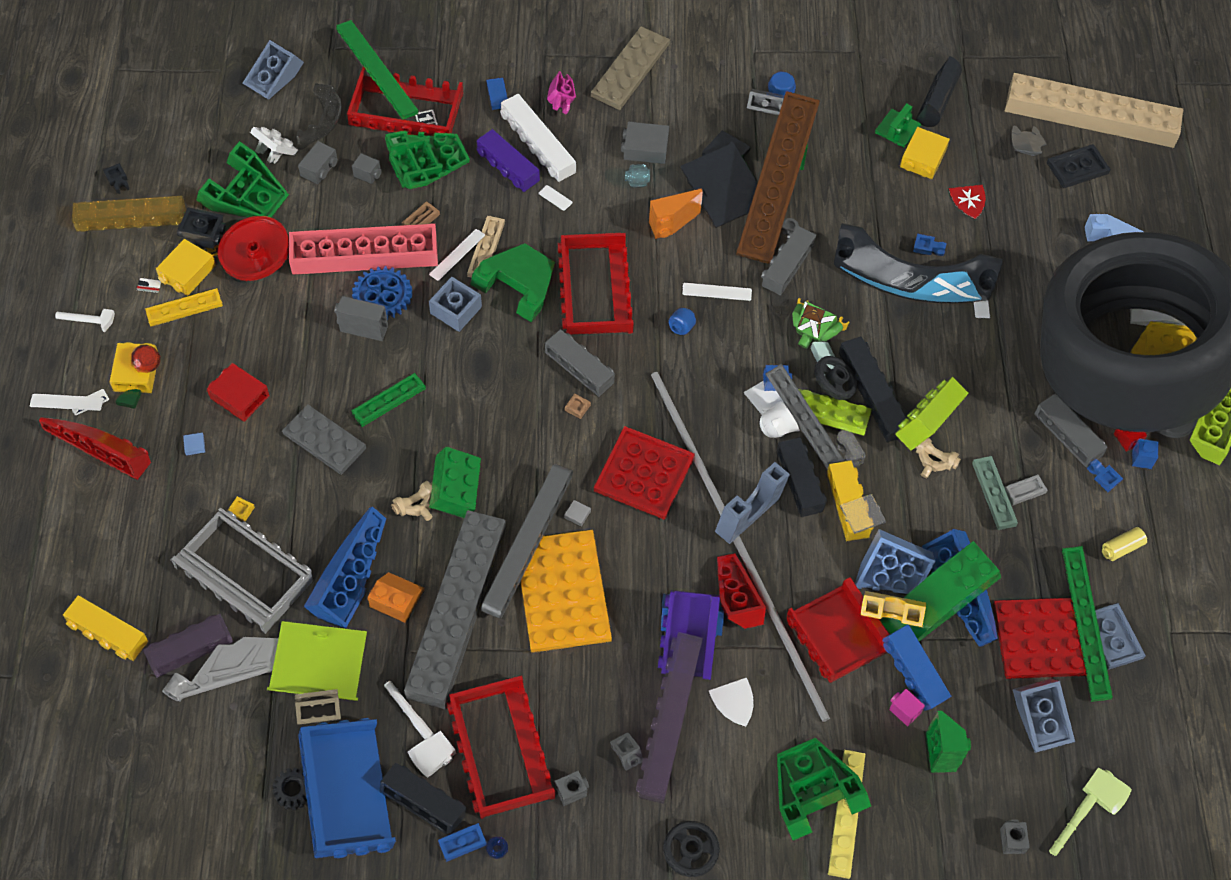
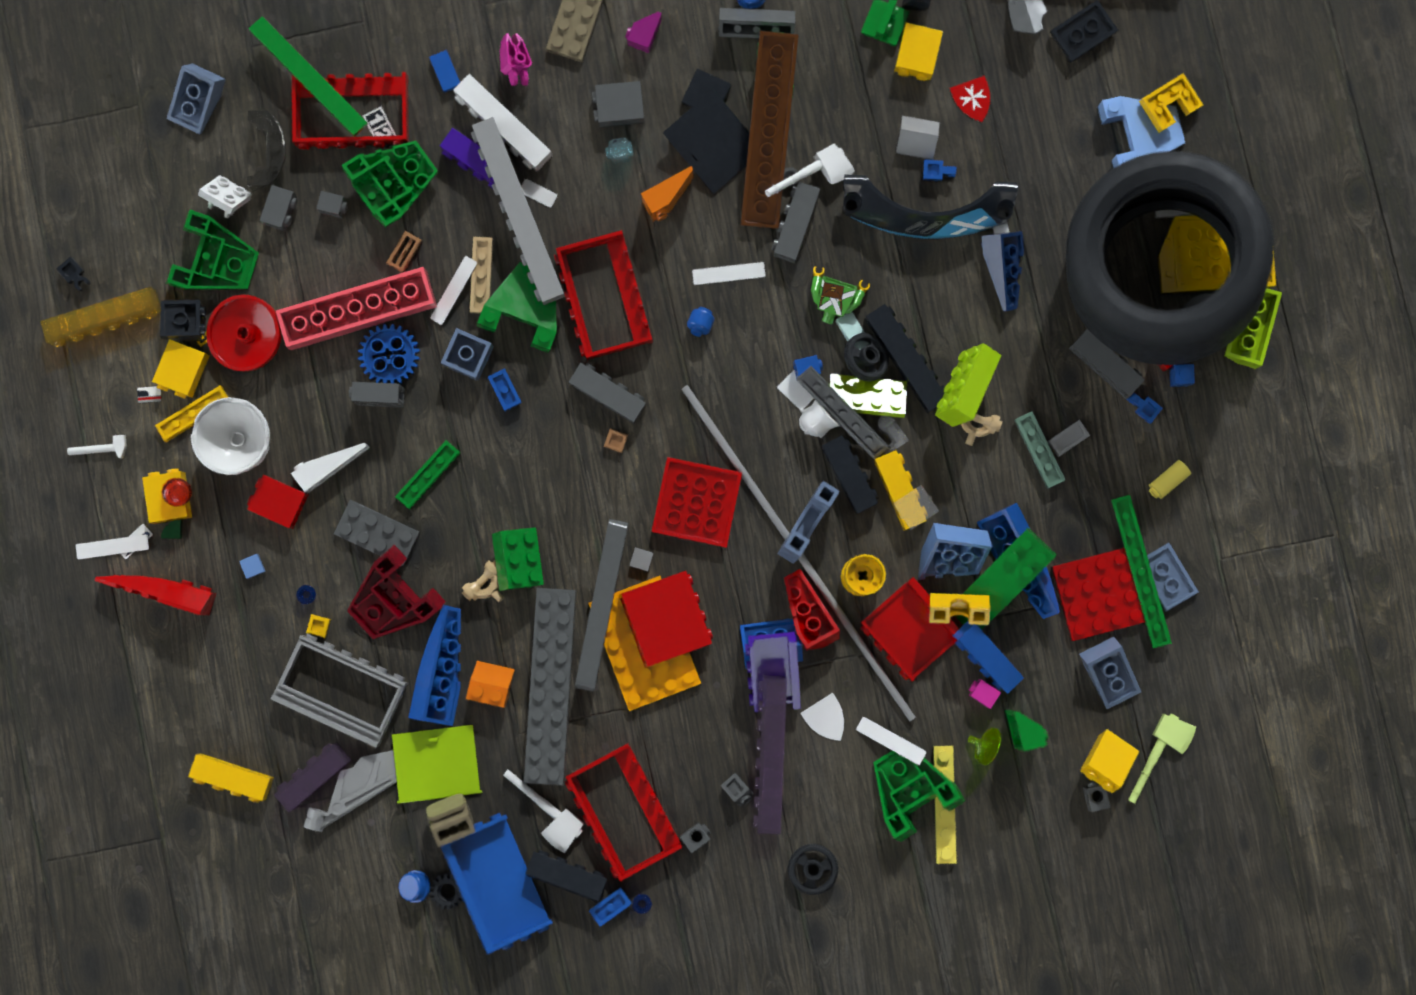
camera: 10 degrees left, 25 degrees up
(213, 320) = (230, 436): none -> white rock
(237, 473) = (300, 594): none -> clear blue plate
(258, 775) = (414, 886): none -> blue piece
(289, 372) = (315, 472): none -> white slope
(313, 496) = (387, 602): none -> dark red wedge
(482, 342) = (504, 389): none -> blue plate
(534, 199) = (518, 211): none -> light grey brick
(589, 565) = (666, 618): none -> red panel
(681, 95) = (644, 32): none -> magenta slope
(798, 565) = (874, 575): none -> yellow wheel
(800, 733) = (891, 740): none -> white sticker
(828, 219) = (830, 161): none -> white piece
(902, 757) = (987, 746): none -> clear neon green shield
(912, 218) = (917, 137): none -> light grey slope
(981, 321) = (1002, 258): none -> dark blue wedge
(1033, 799) = (1109, 761): none -> yellow brick
(1155, 222) = (1176, 90): none -> yellow plate

